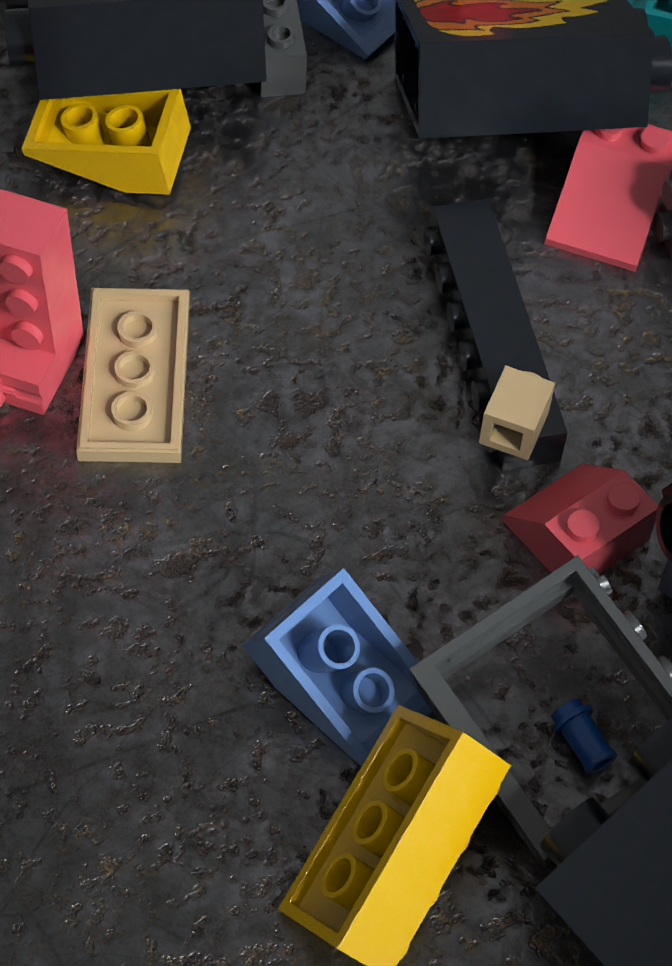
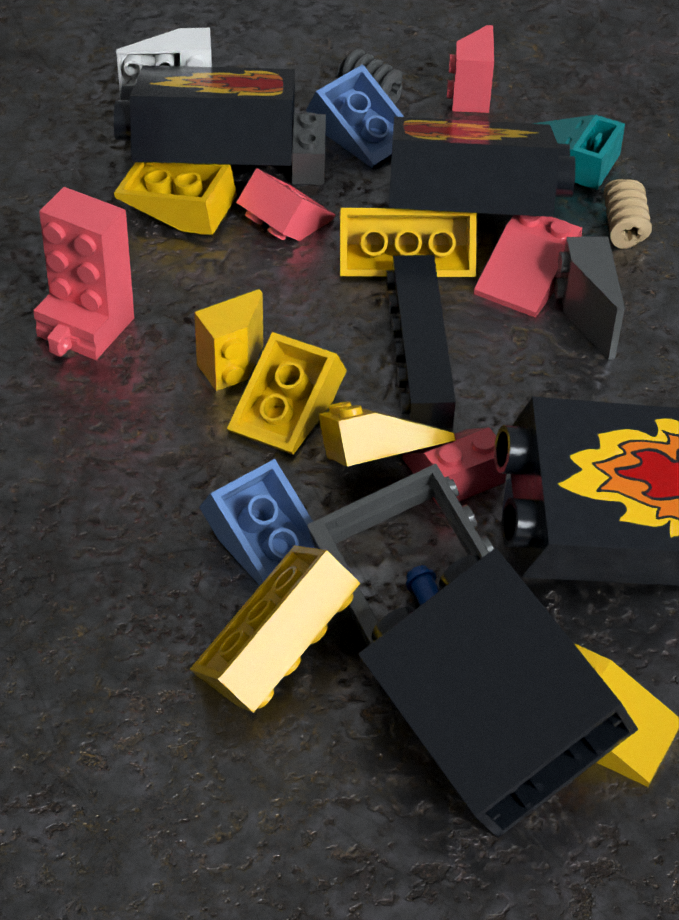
camera: 10 degrees right, 10 degrees down
(134, 376) = (161, 343): tan tile -> none
(232, 370) = (229, 339): none -> yellow slope
(259, 141) = (282, 207): none -> coral slope
(327, 445) = (287, 393): none -> yellow slope
(402, 176) = (377, 234): none -> yellow slope
(465, 502) = (363, 435): none -> yellow slope
(516, 412) = (418, 381): tan brick -> none

